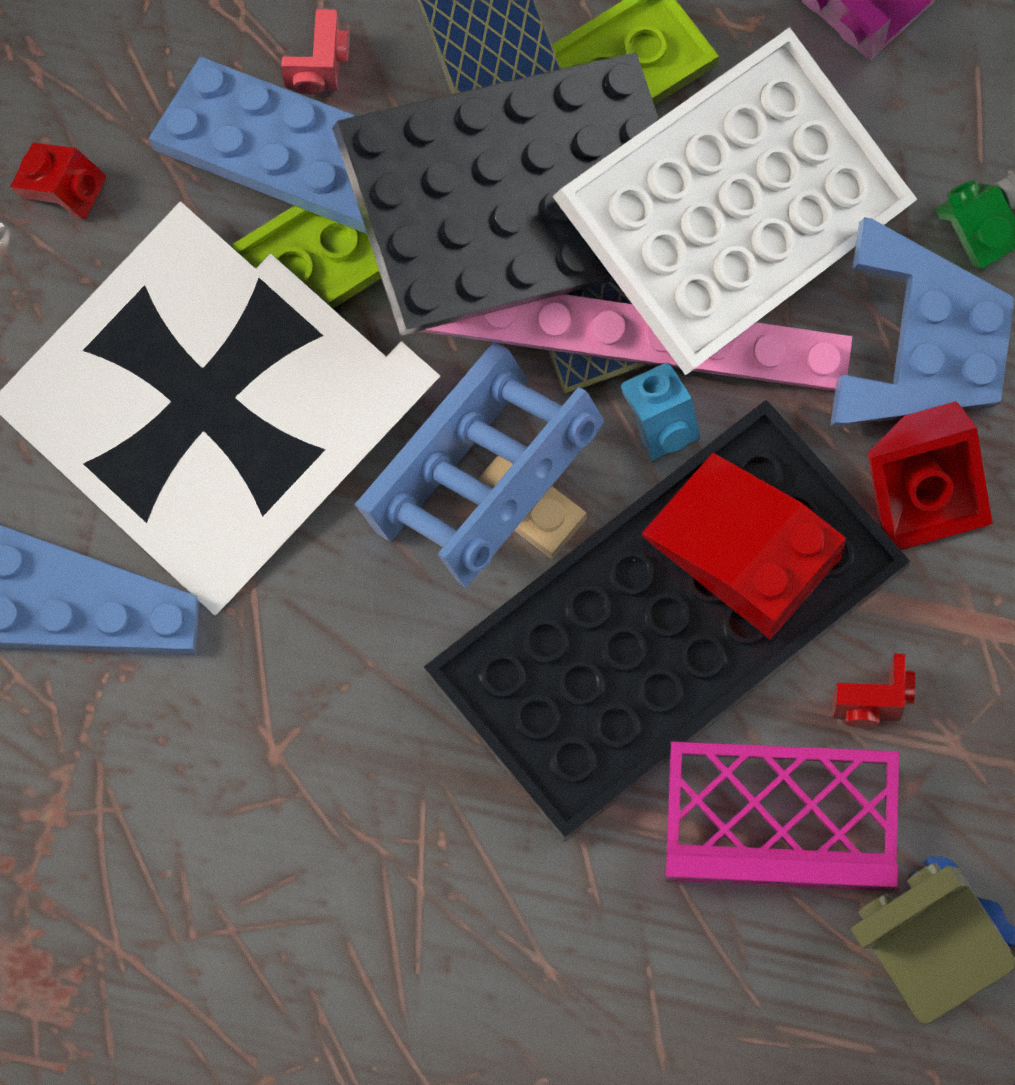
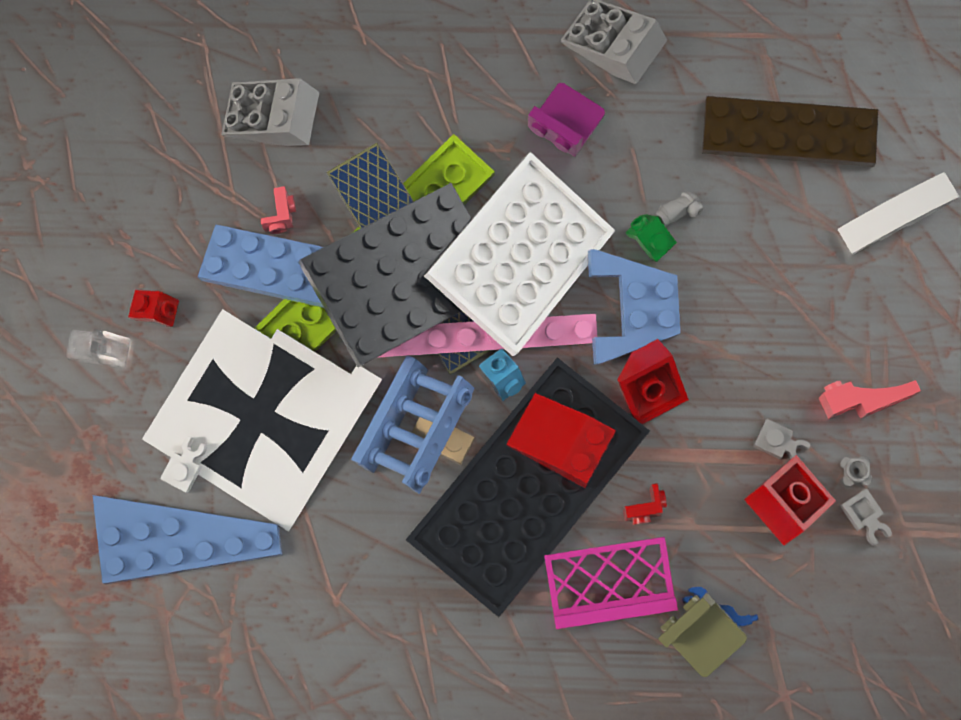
camera: 10 degrees left, 5 degrees up
(49, 469) = (182, 469): none -> white plate

